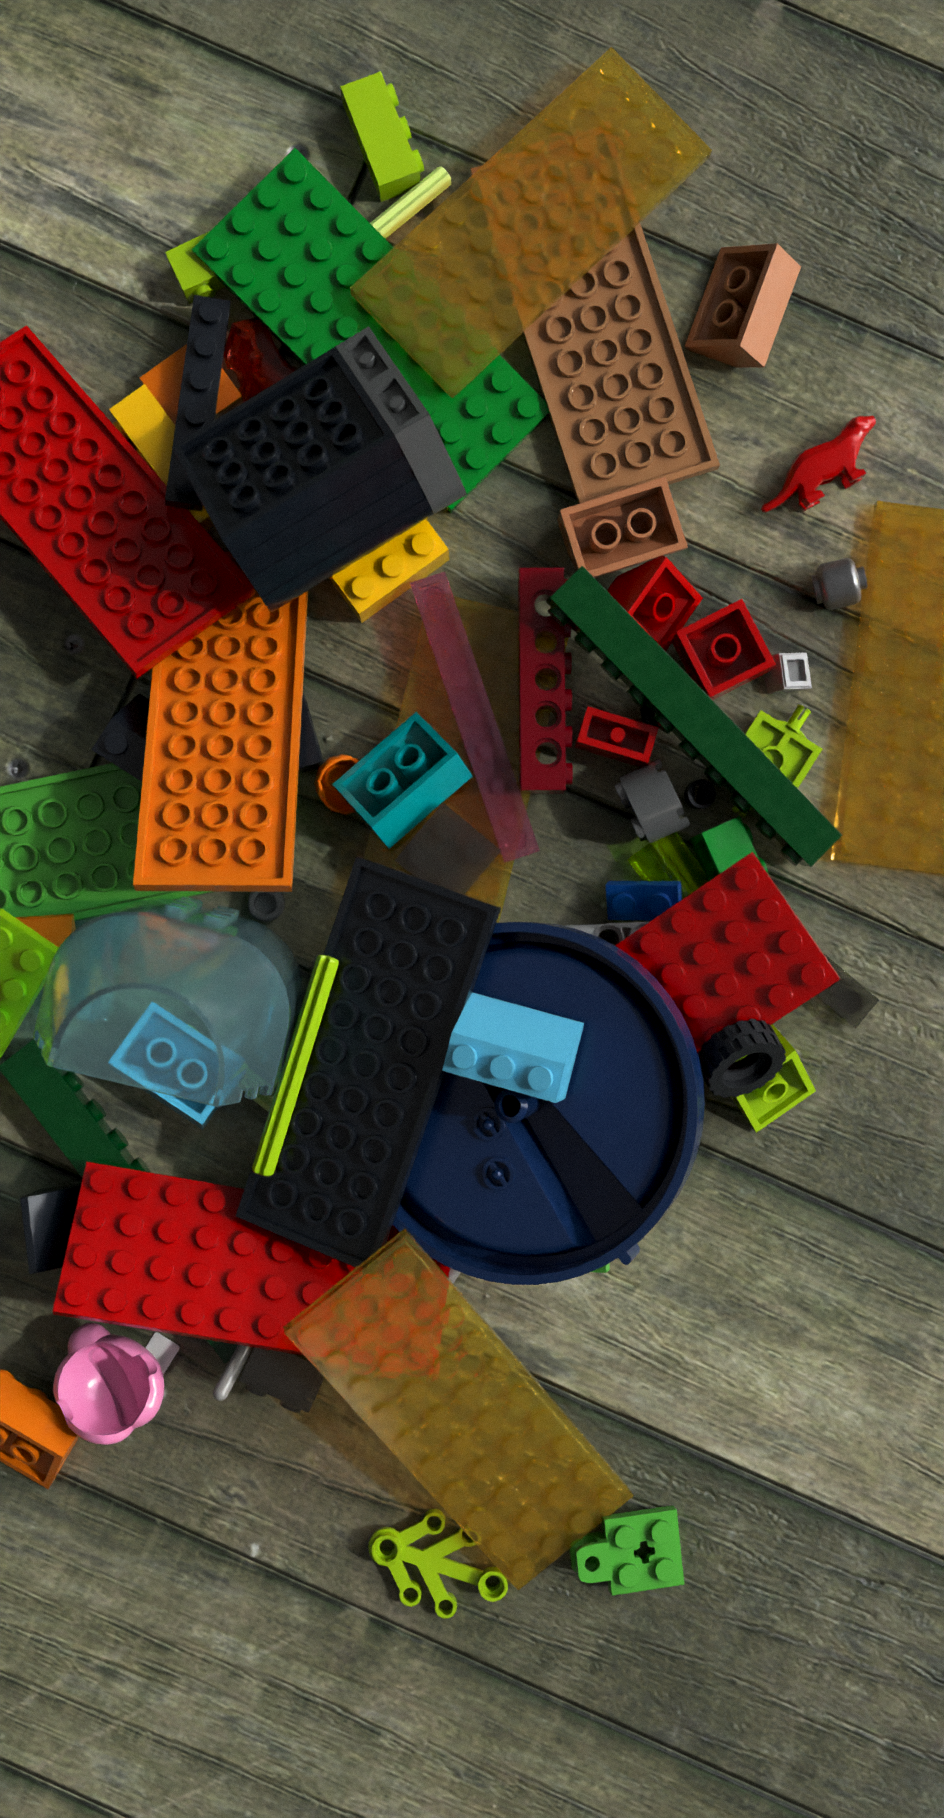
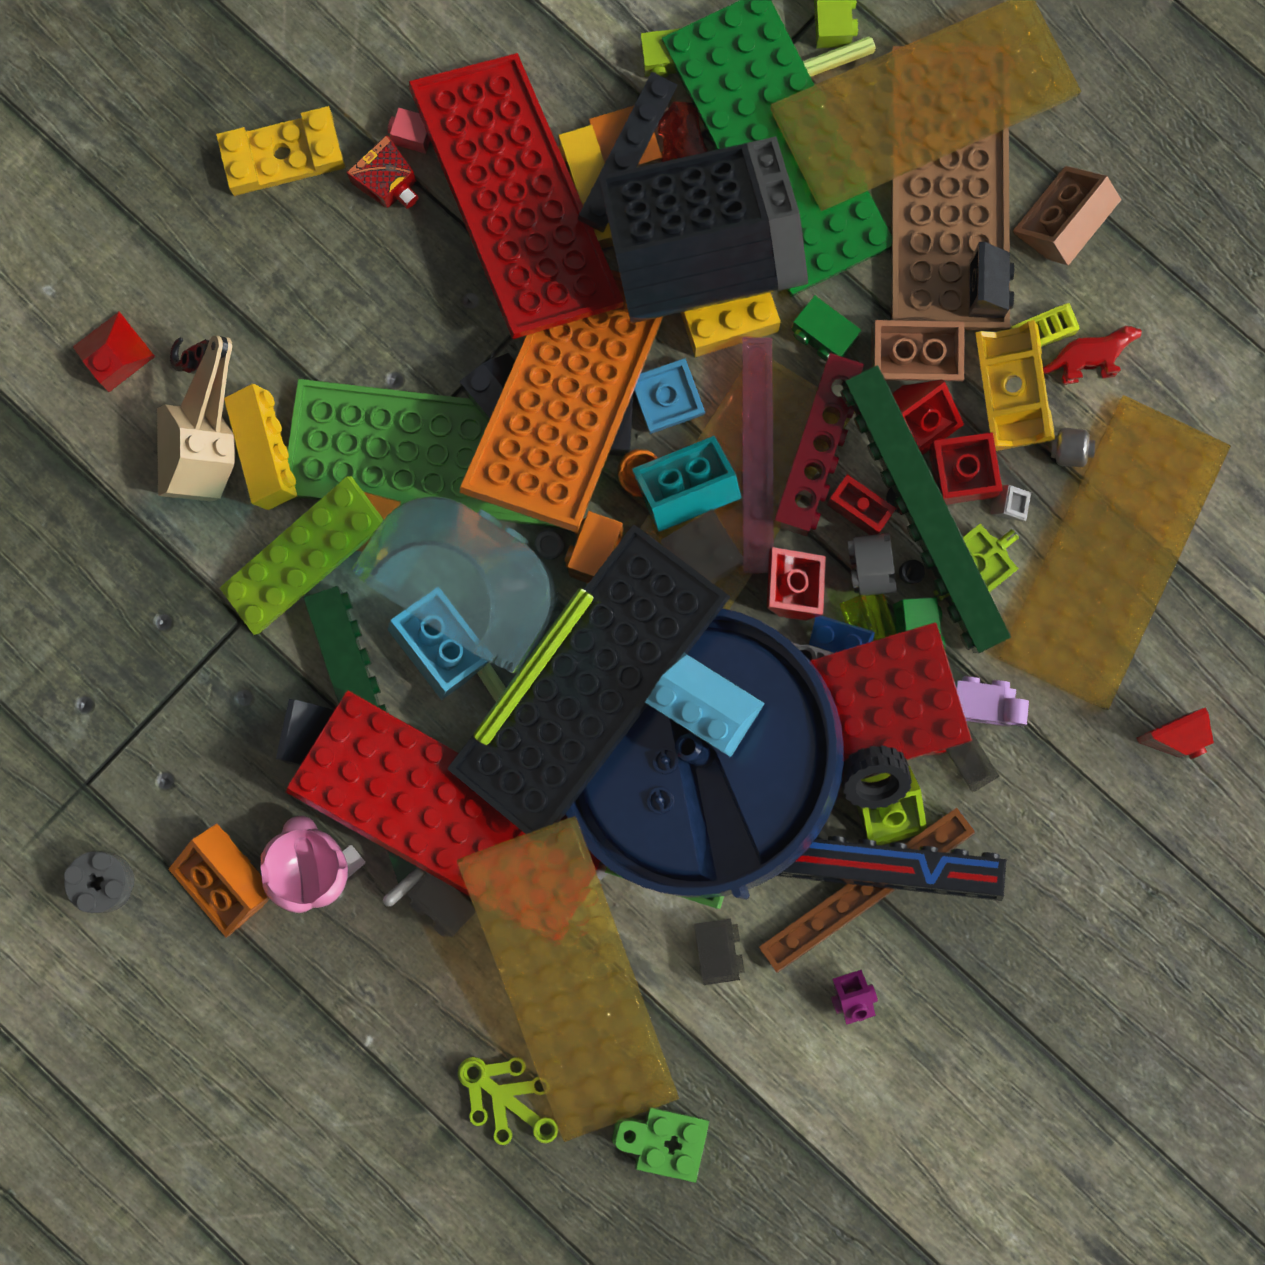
camera: 20 degrees right, 5 degrees down
(320, 889) = (595, 543): none -> orange brick
(346, 681) = (668, 396): none -> dark azure plate
(503, 539) = (825, 329): none -> green brick
(570, 856) = (796, 584): none -> red slope
(621, 1314) = (717, 951): none -> clear smoke brick
(680, 419) = (989, 282): none -> black slope
(769, 1183) = (854, 899): none -> dark orange plate
(770, 564) = (1022, 415): none -> yellow piece
(783, 430) = (1068, 318): none -> neon yellow slope
(796, 1314) = (854, 997): none -> magenta brick
(809, 1147) = (902, 868): none -> black brick
(842, 917) = (991, 703): none -> lavender hinge

